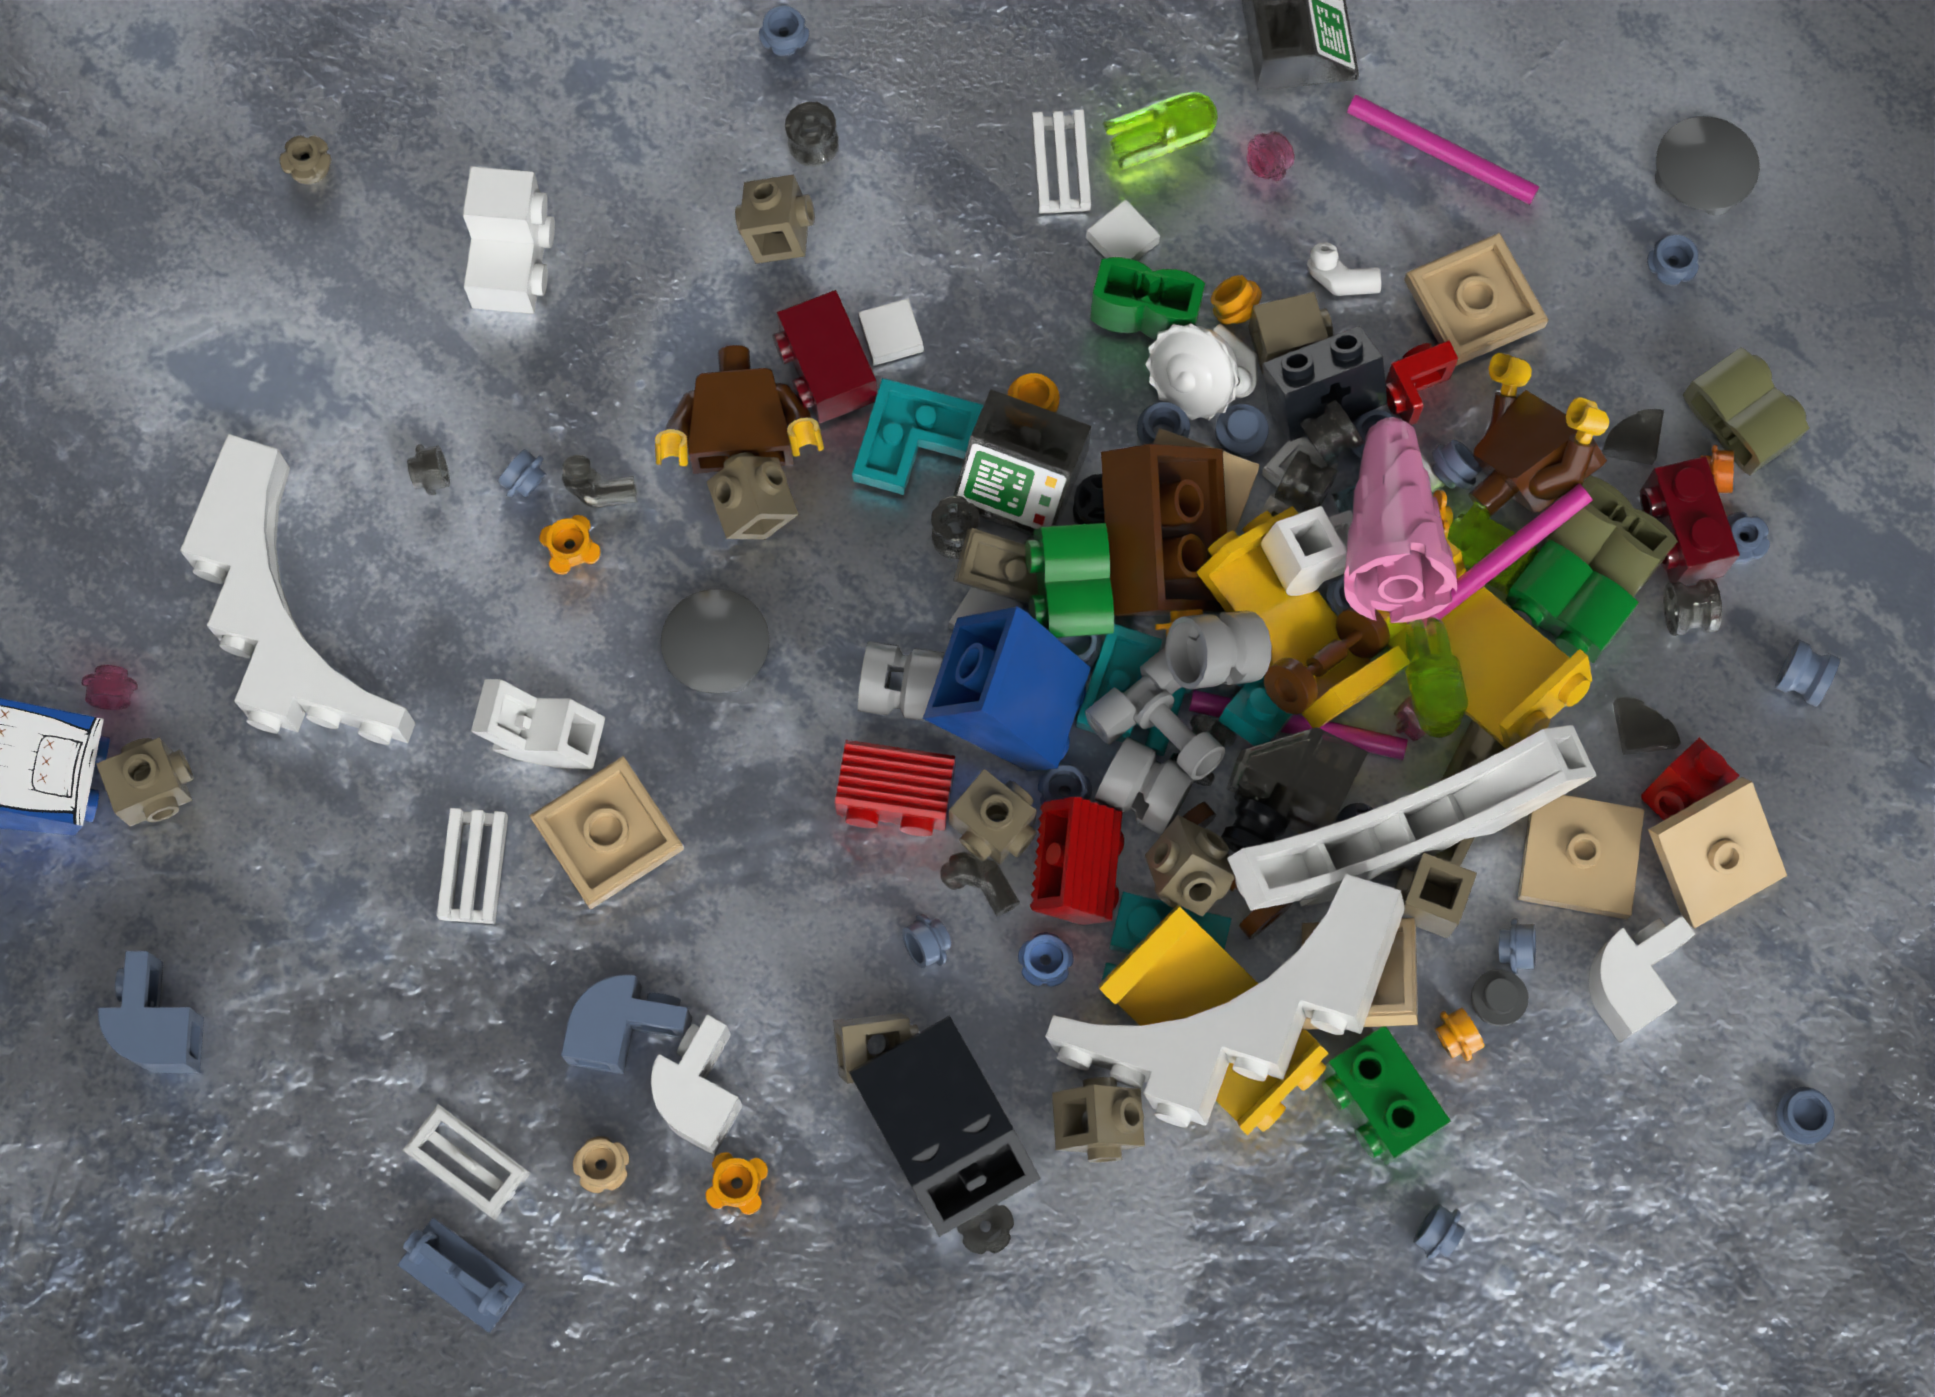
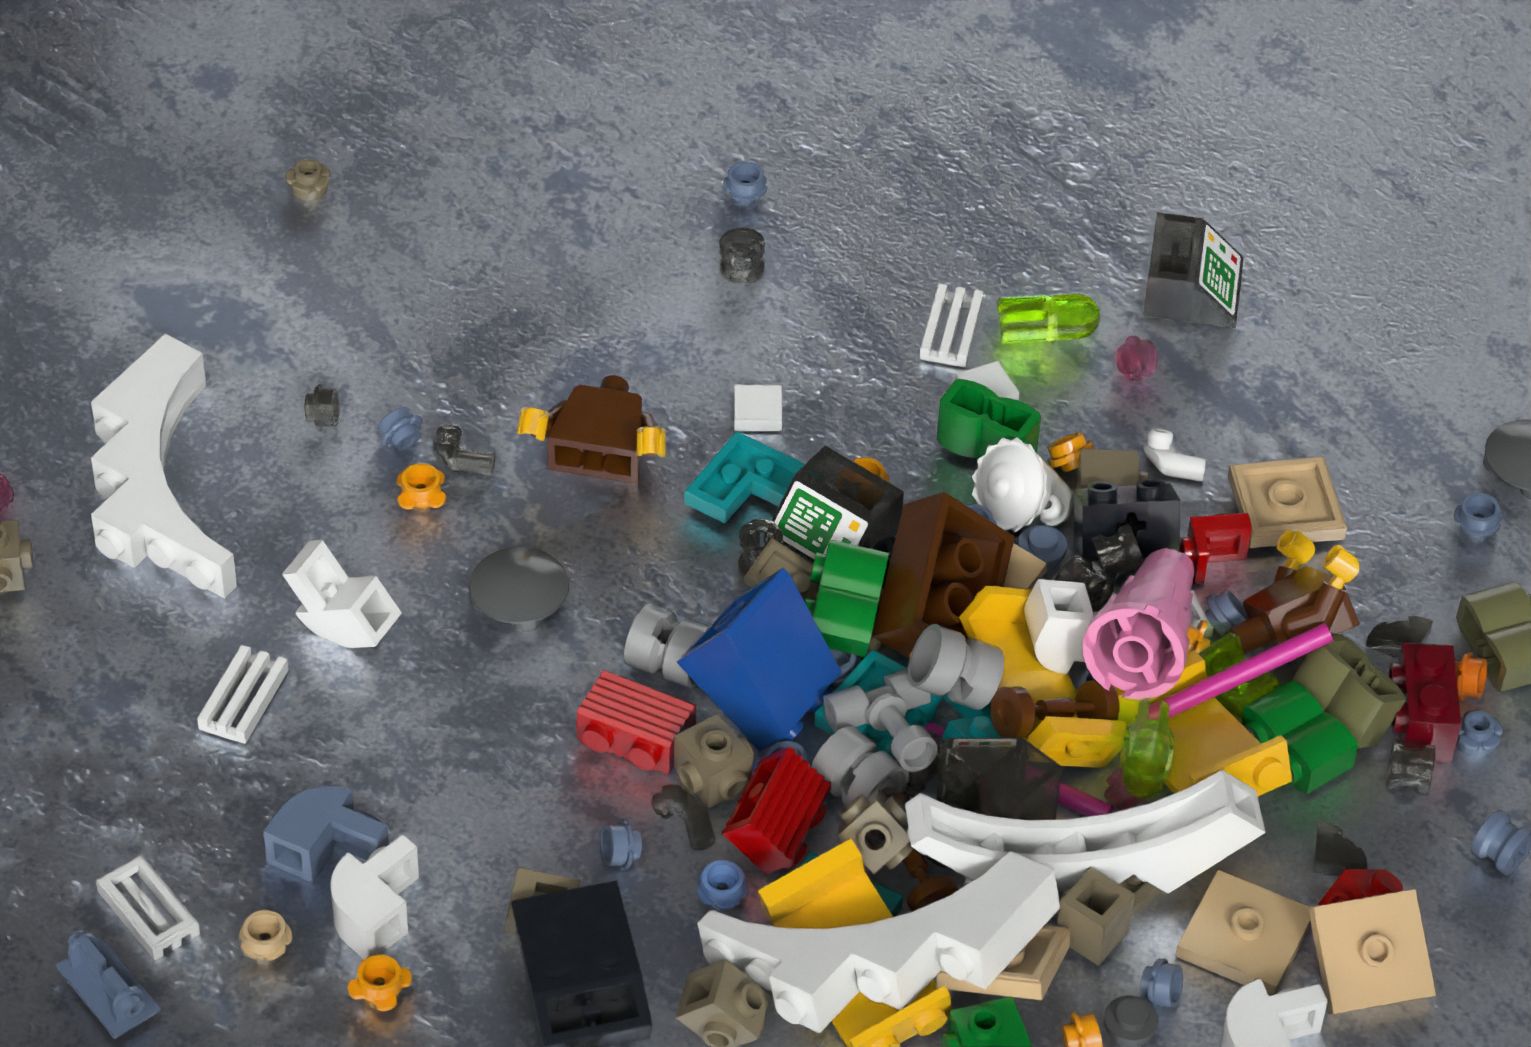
camera: 15 degrees right, 25 degrees down
(507, 239) = (454, 260): white brick -> none
(607, 832) = (369, 696): tan plate -> none
(752, 497) = (590, 485): dark tan brick -> none
(774, 218) = (686, 298): dark tan brick -> none
(826, 356) = (693, 403): dark red brick -> none
(1442, 149) = (1295, 393): dark pink bar -> none

